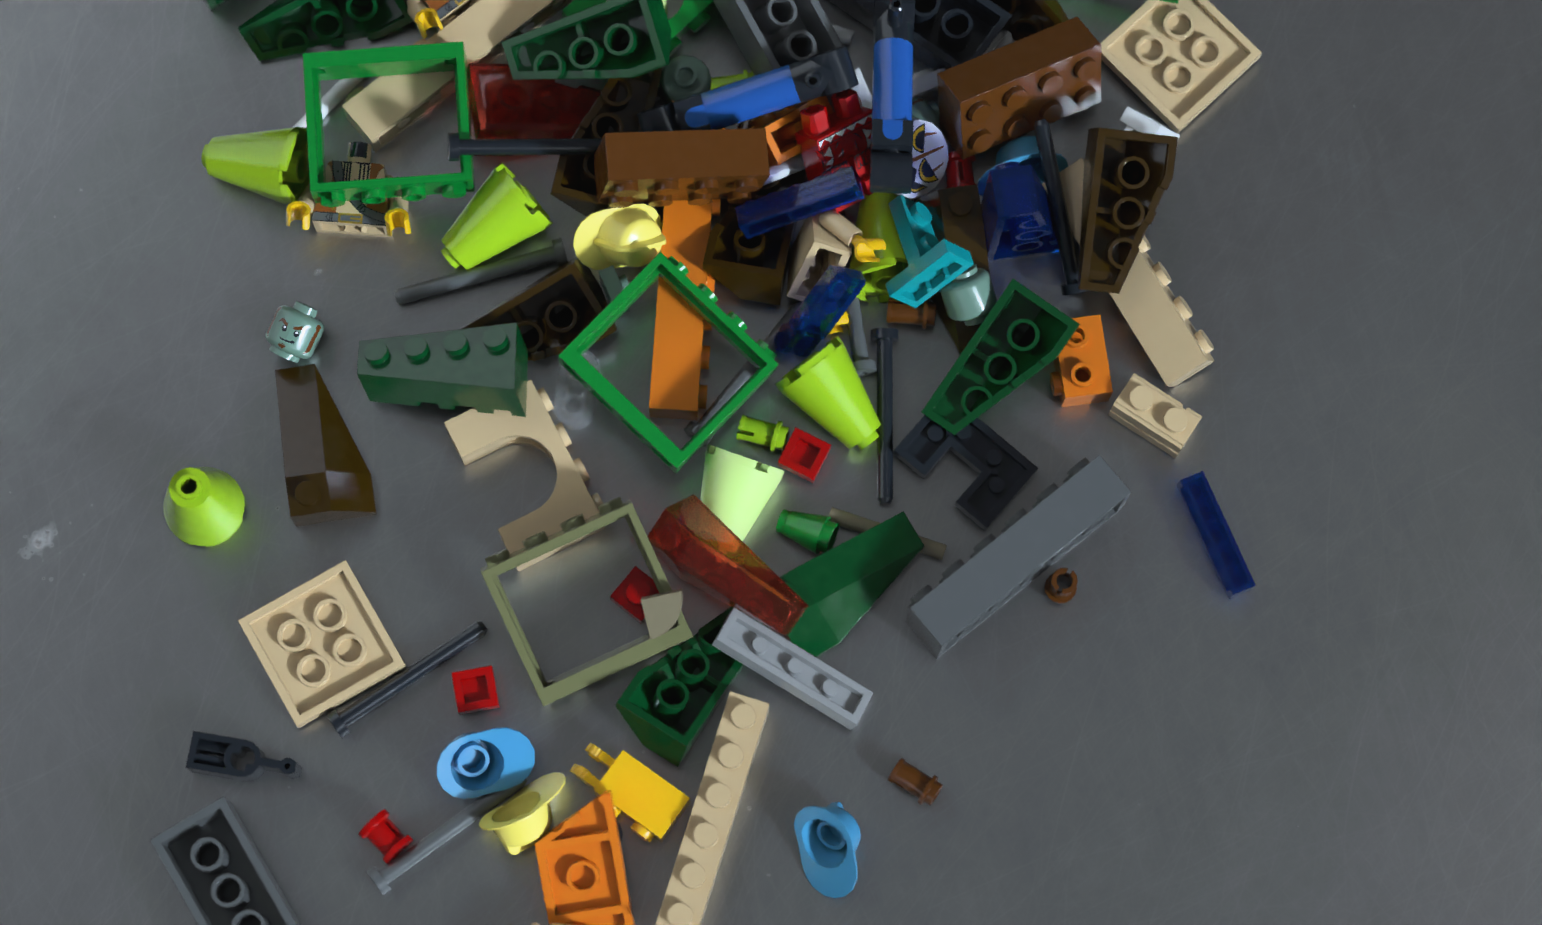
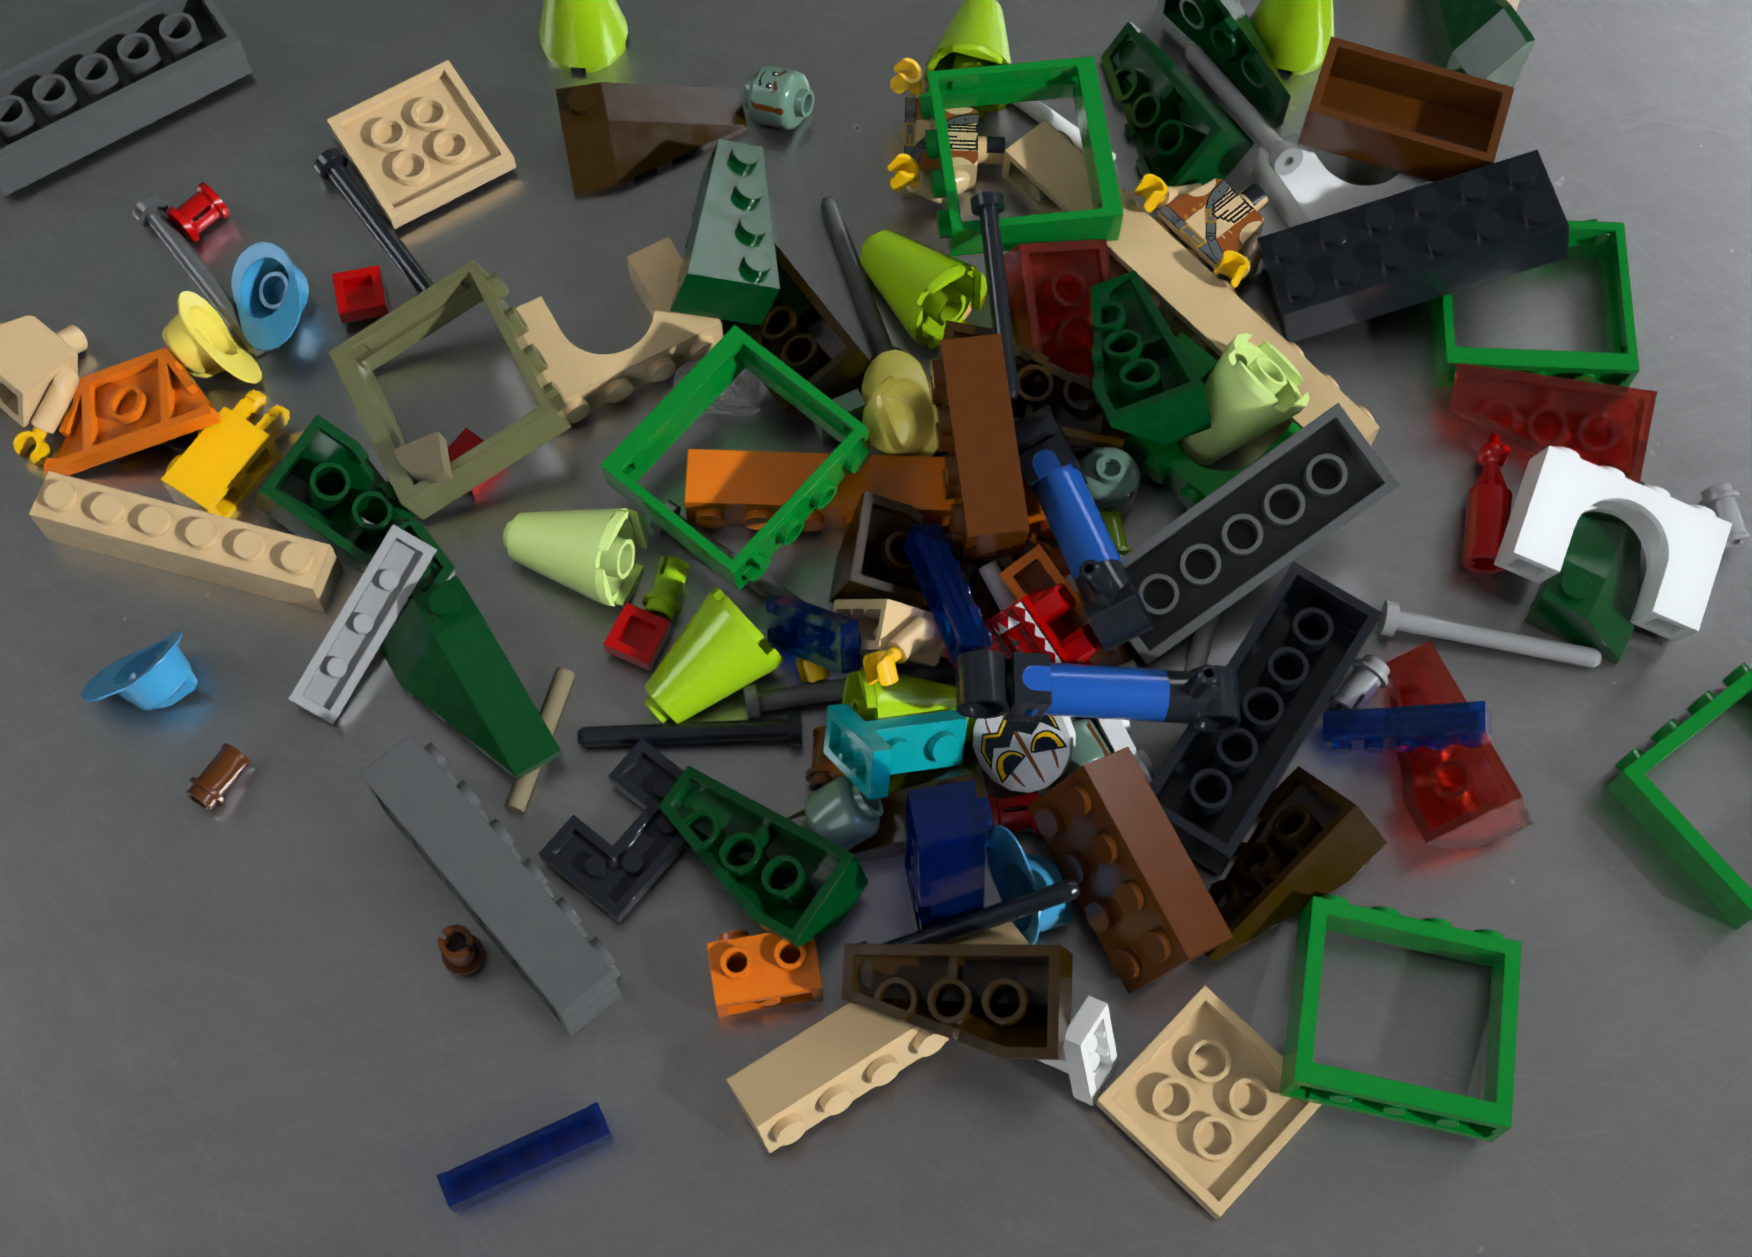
camera: 90 degrees right, 10 degrees down
(232, 749) = (295, 67): black piece -> none
(722, 565) = (495, 511): clear red wedge -> none
(809, 530) = (541, 645): green cone -> none
(1154, 415) = (689, 1069): tan brick -> none

